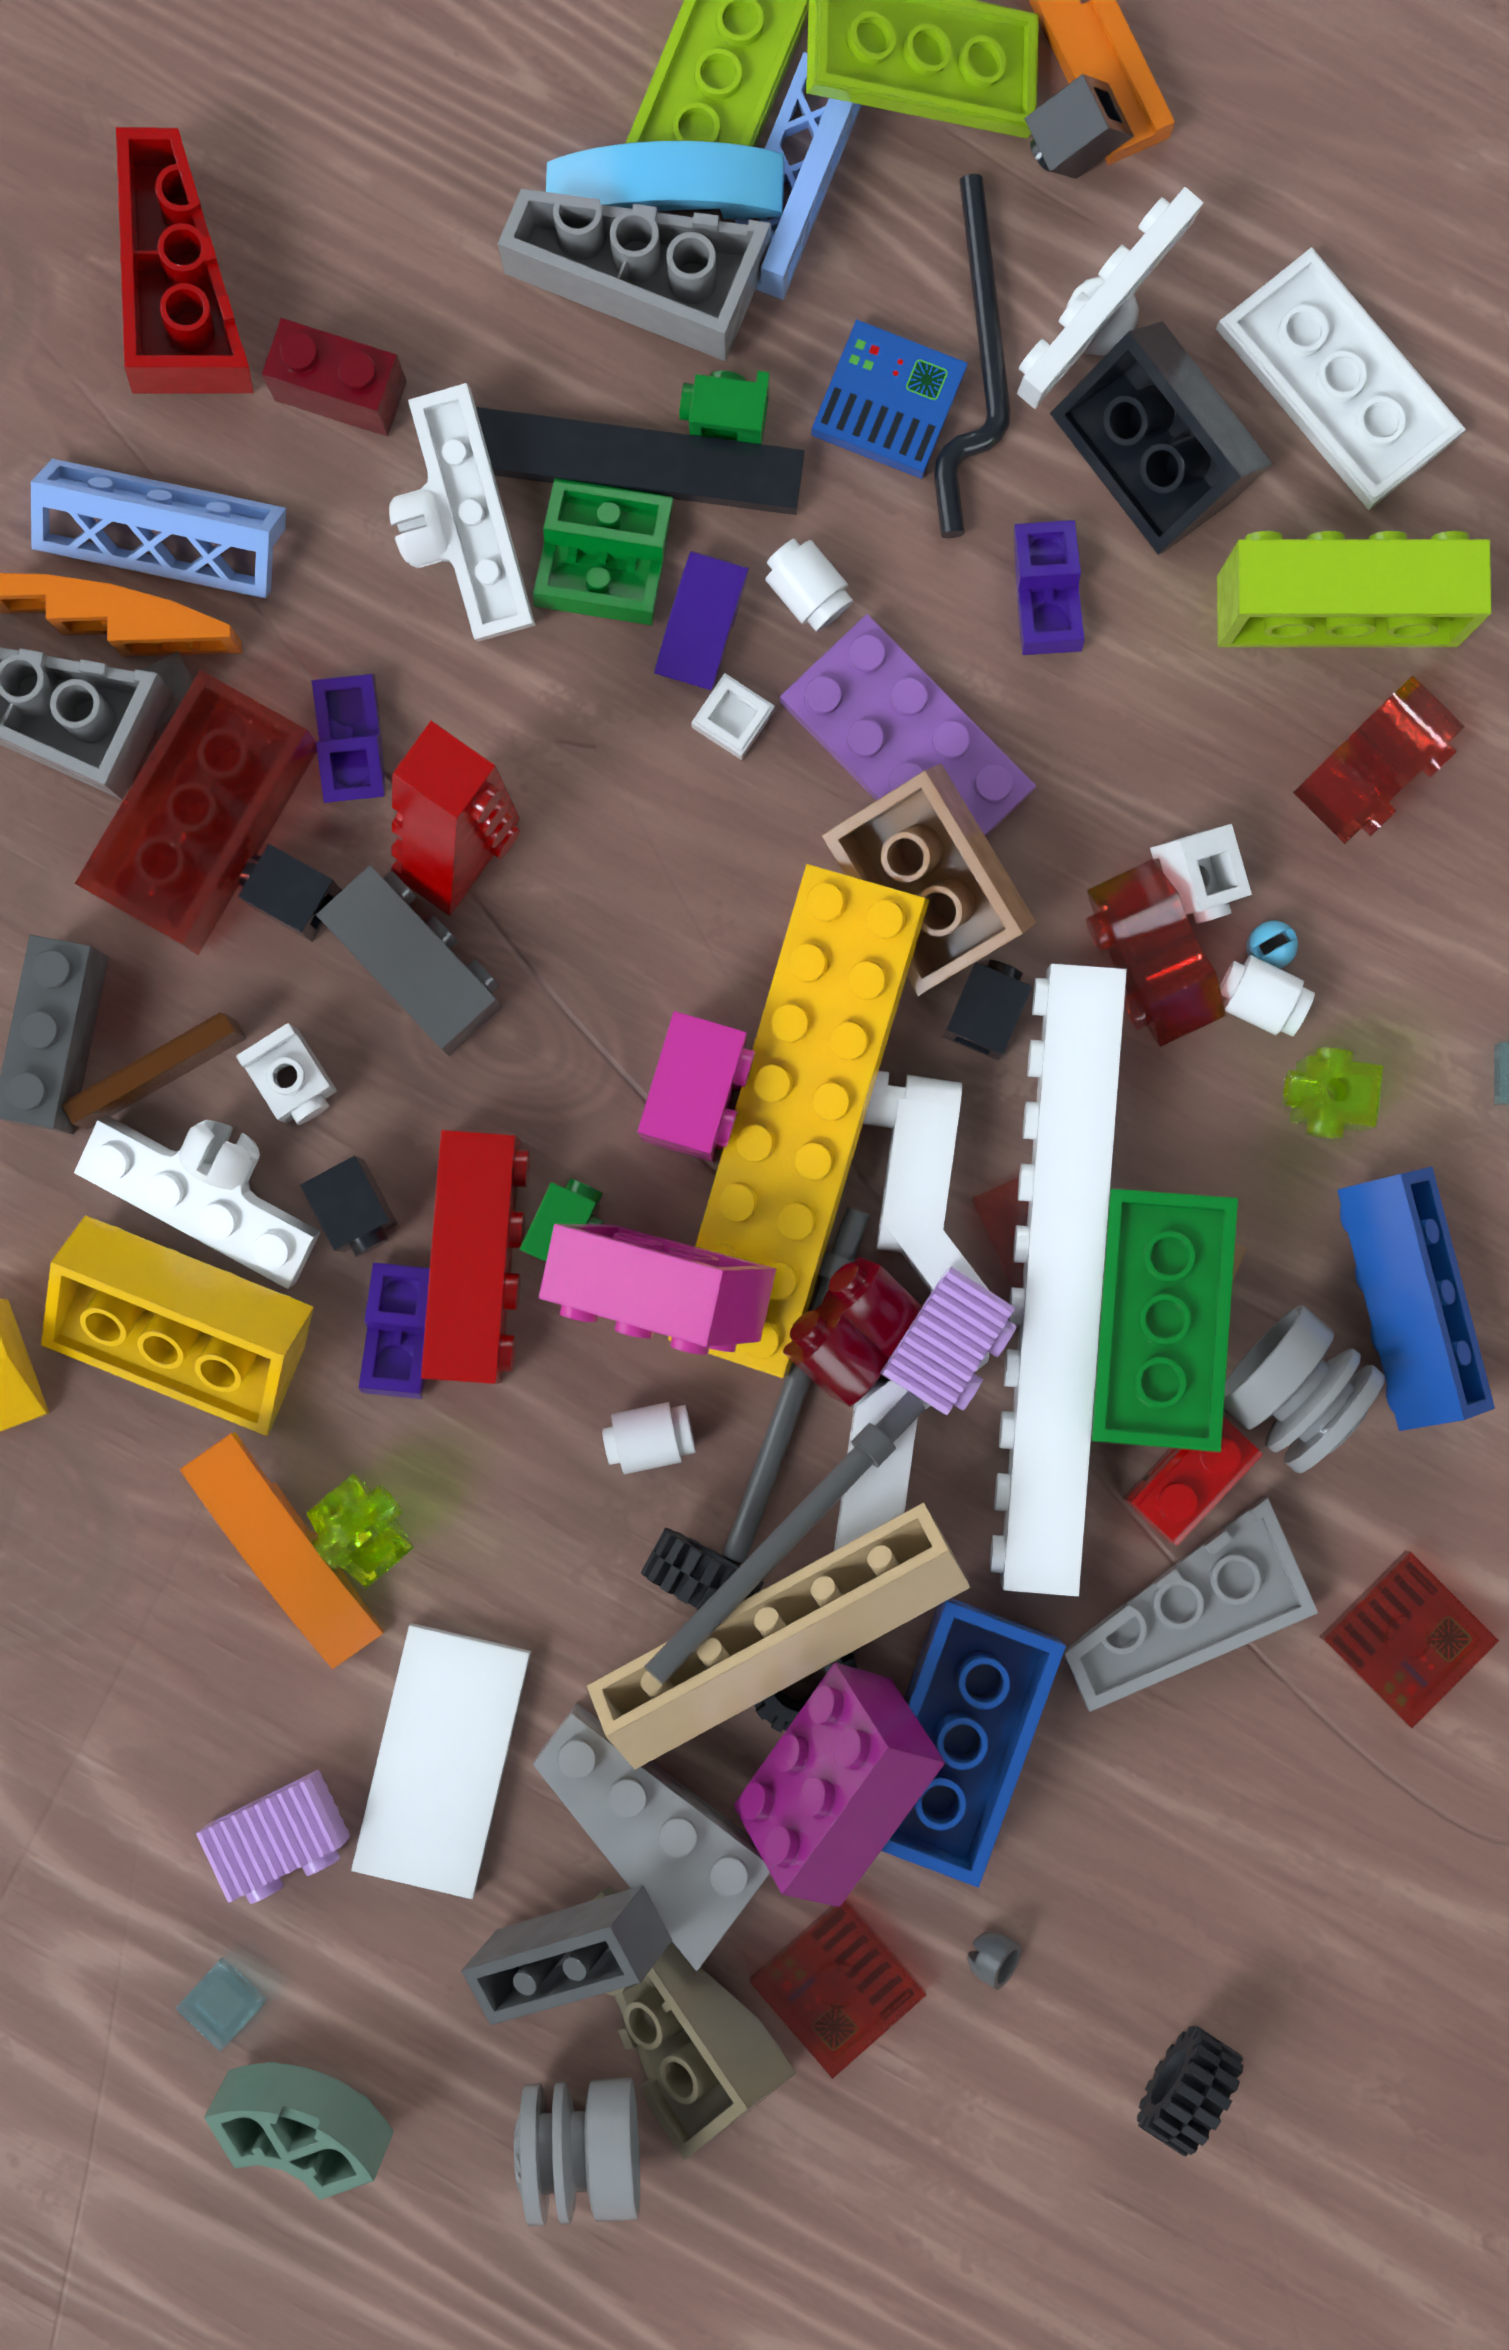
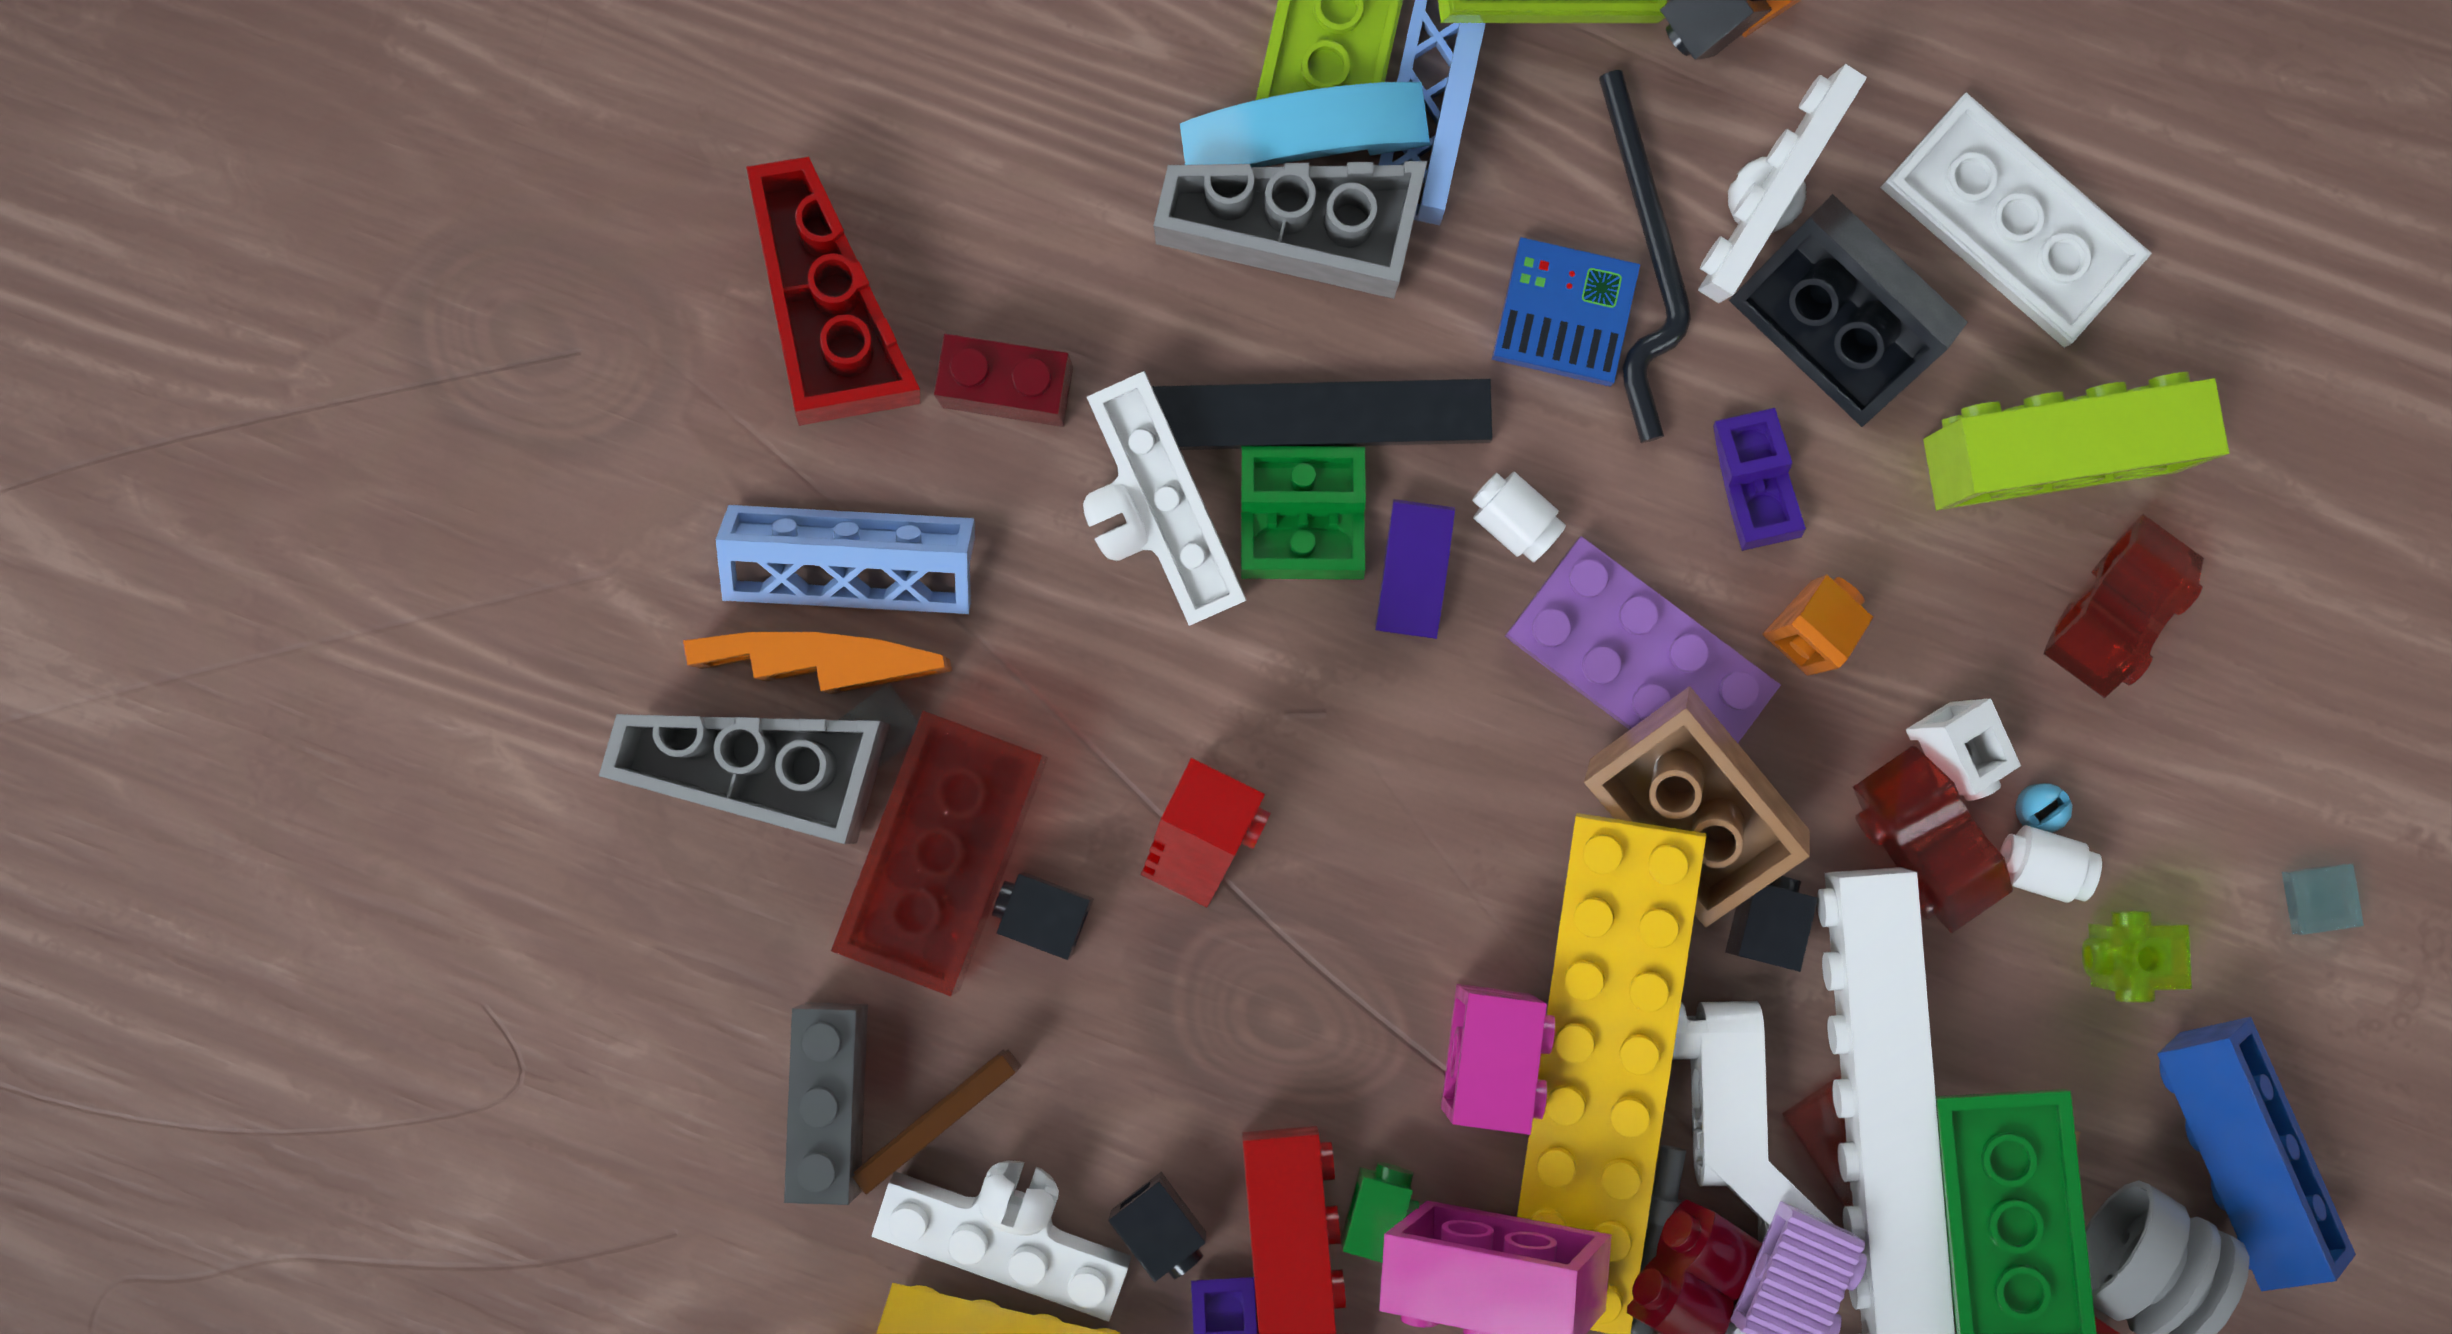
camera: 10 degrees left, 0 degrees up
(275, 1052) = (1071, 1079): white brick -> none
(349, 738) = (1077, 744): dark purple slope -> none
(412, 958) = (1180, 964): dark grey brick -> none
(726, 406) = (1406, 348): green brick -> none
(733, 716) = (1461, 660): white tile -> none
(1080, 730) = (1820, 625): none -> orange slope

